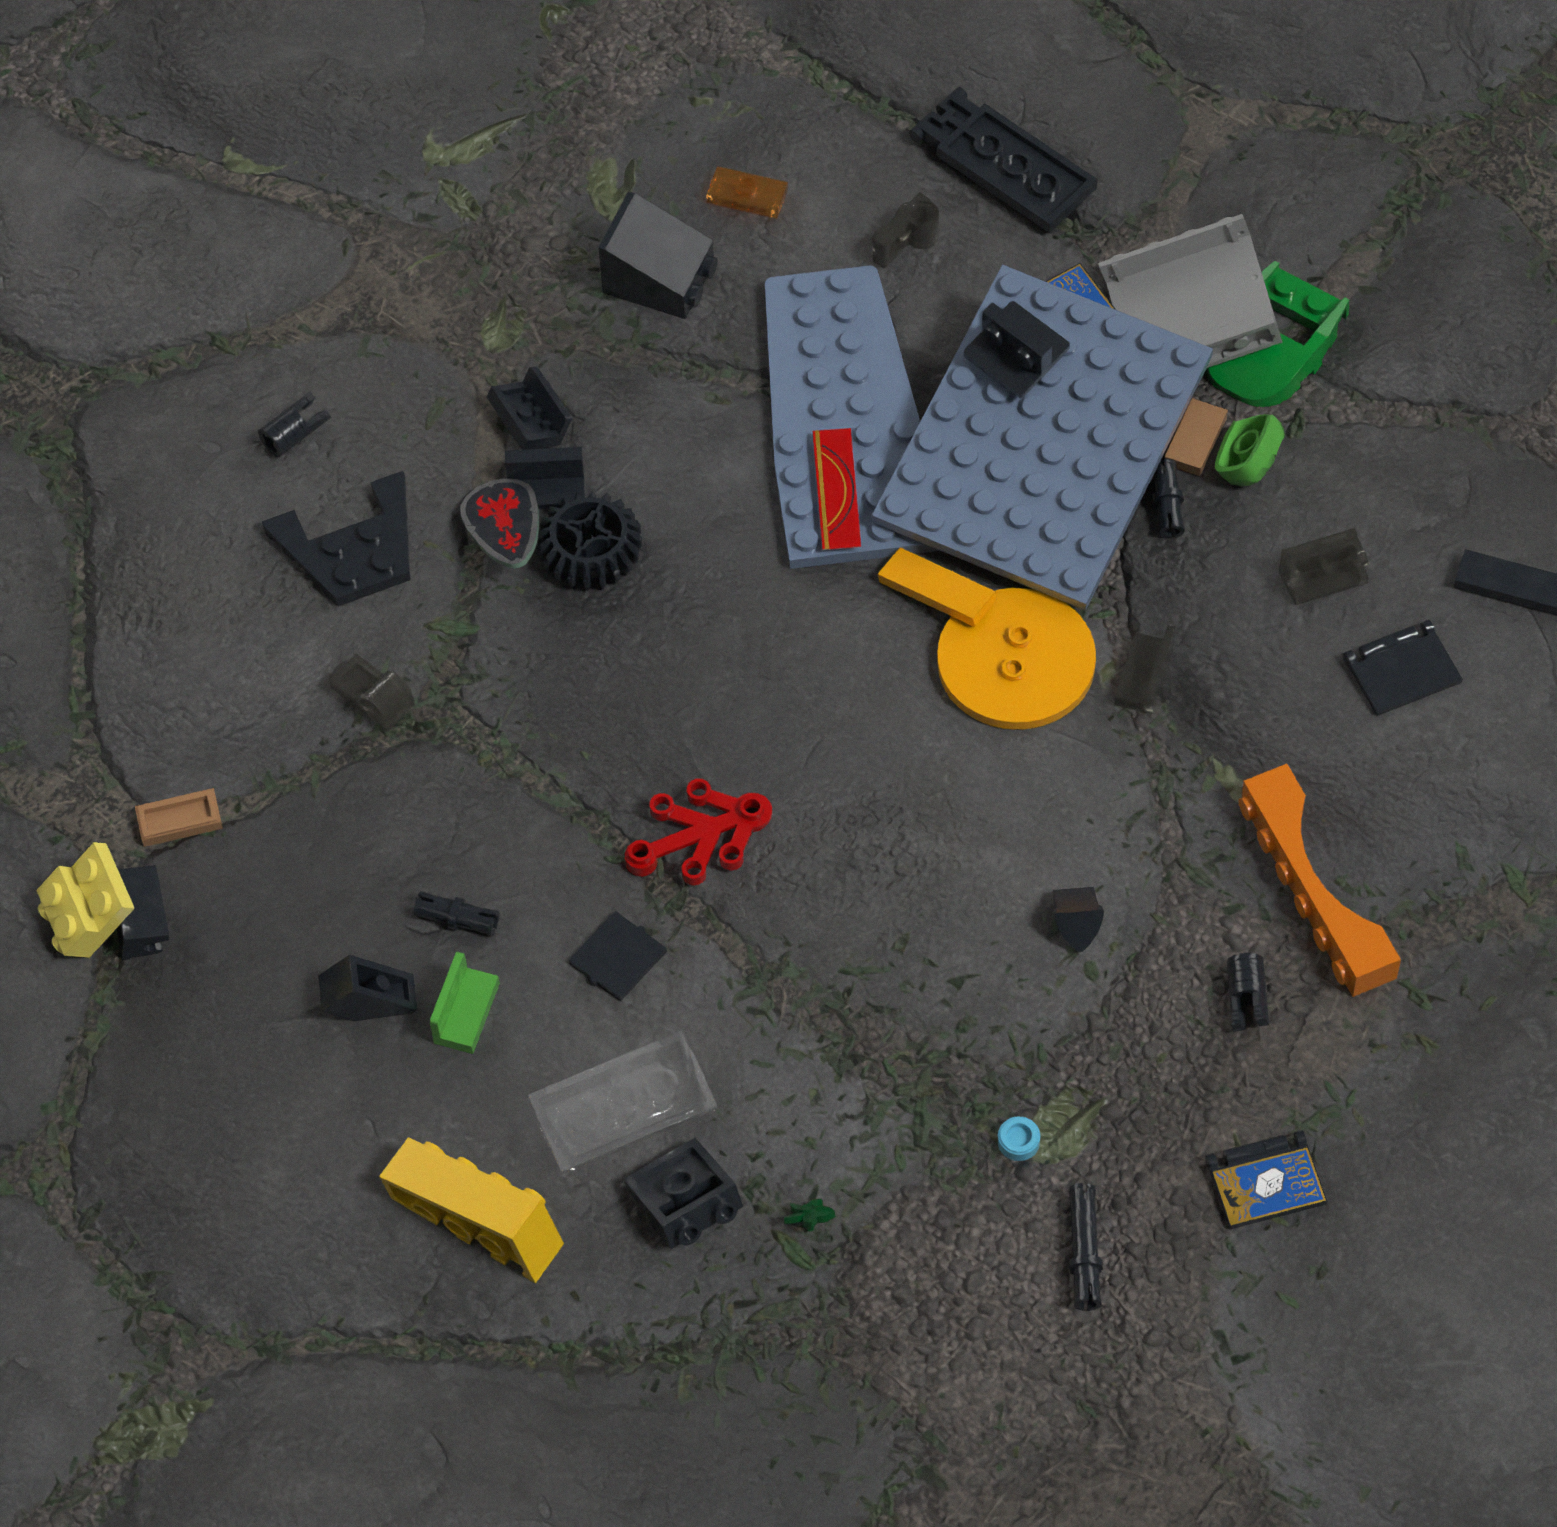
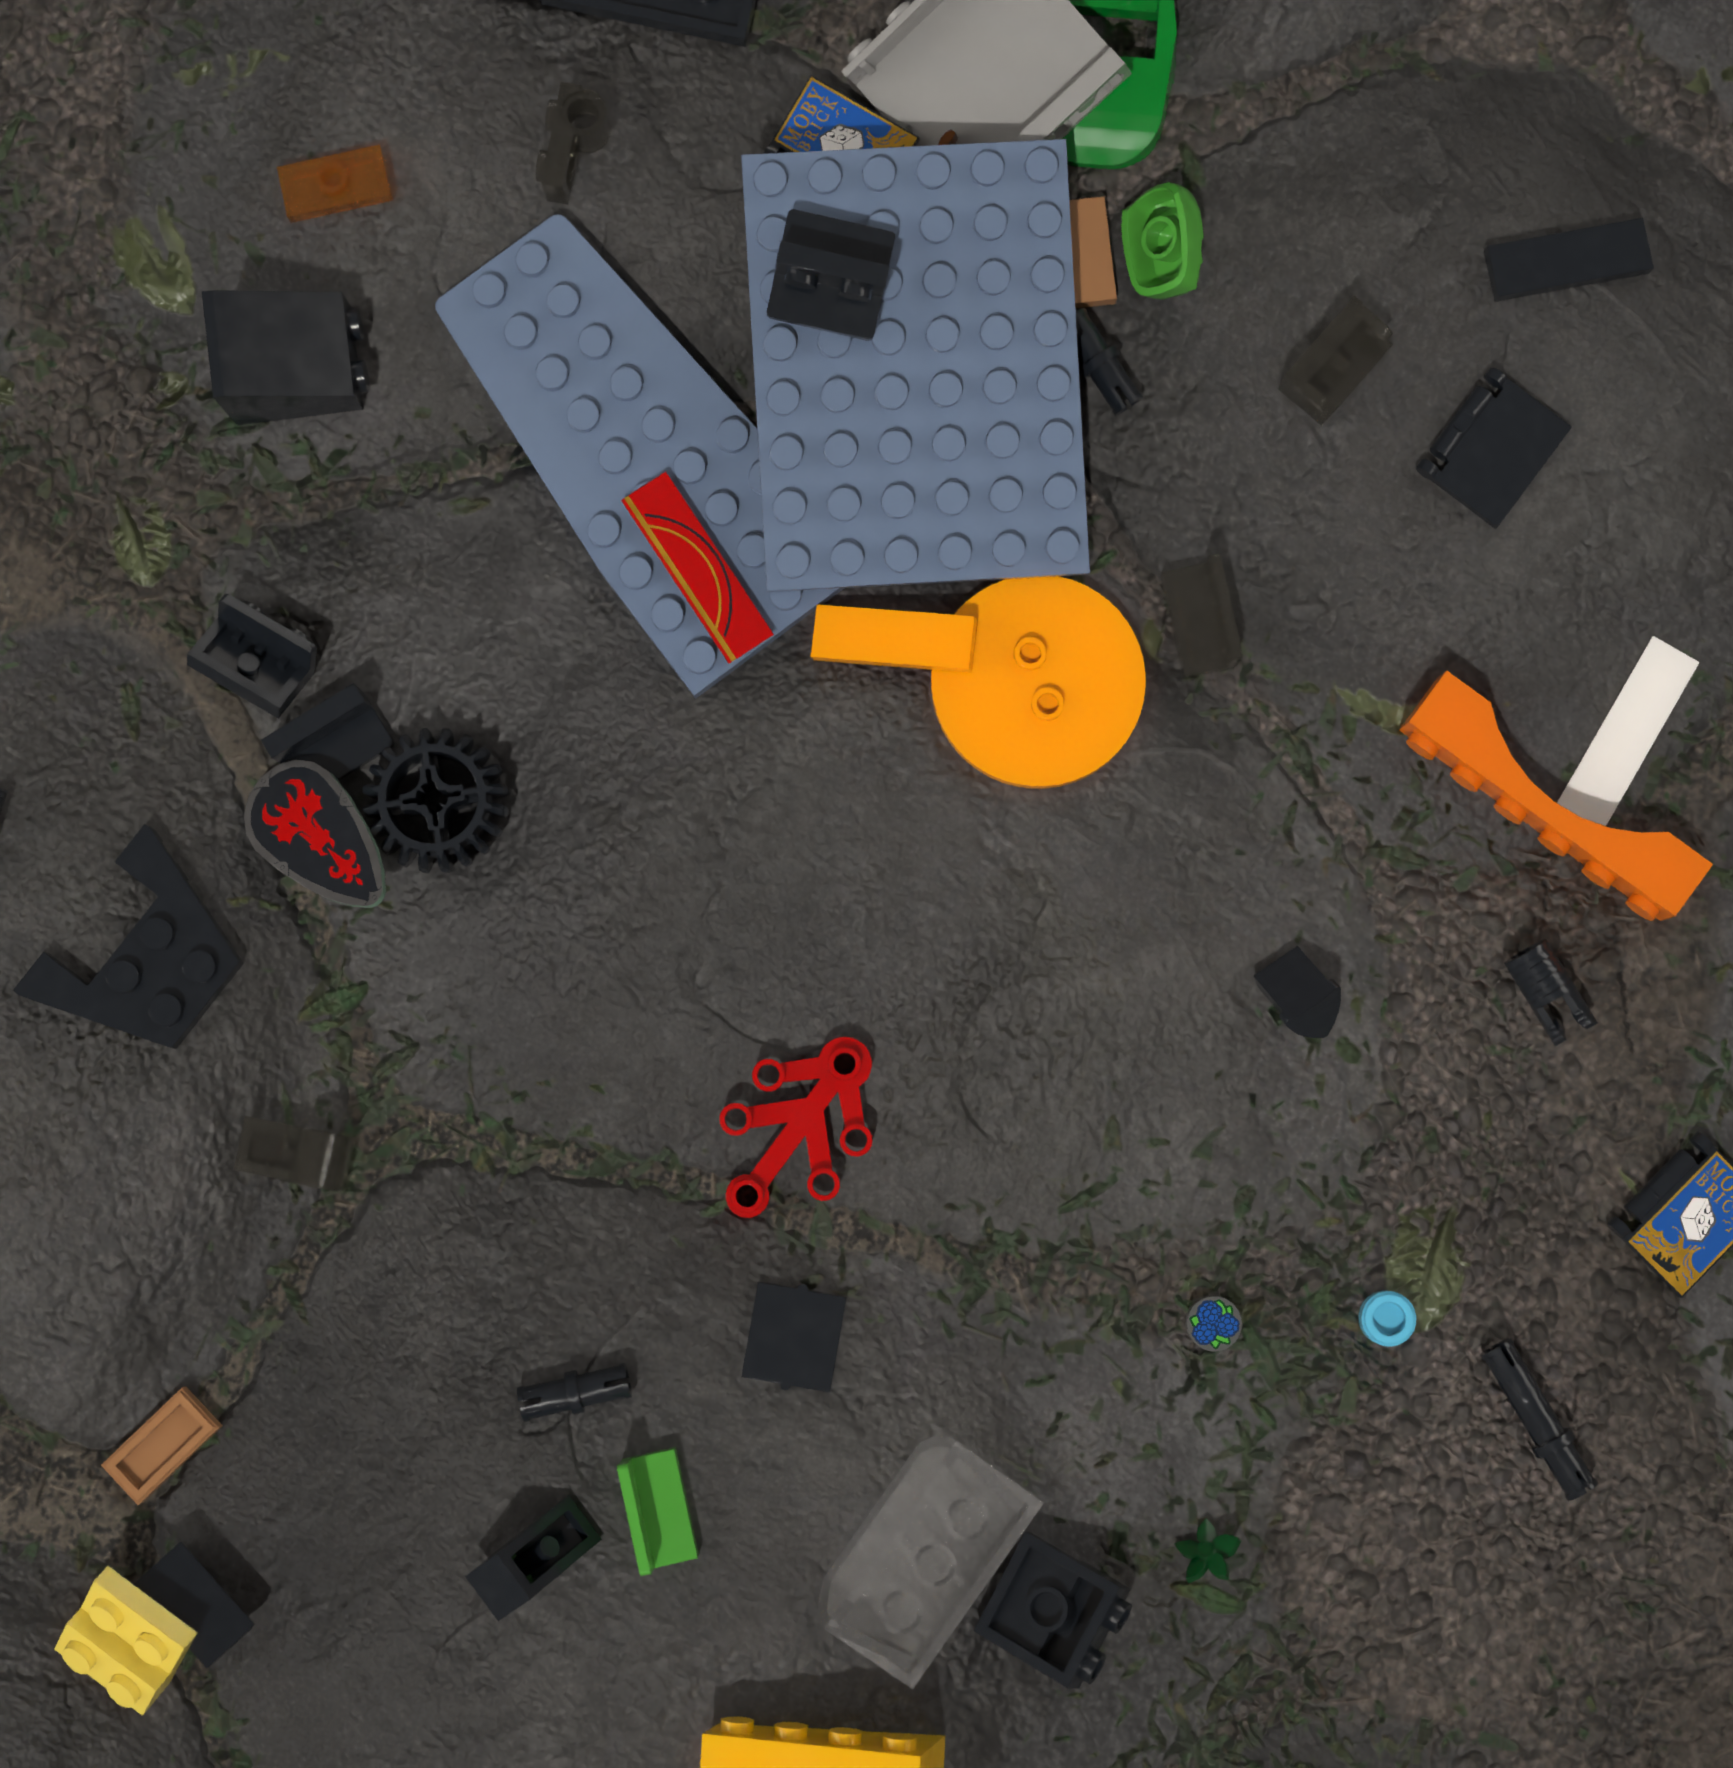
camera: 30 degrees left, 25 degrees up
(899, 1082) = (1213, 1323): none -> tile
(1400, 872) = (1628, 732): none -> white sticker

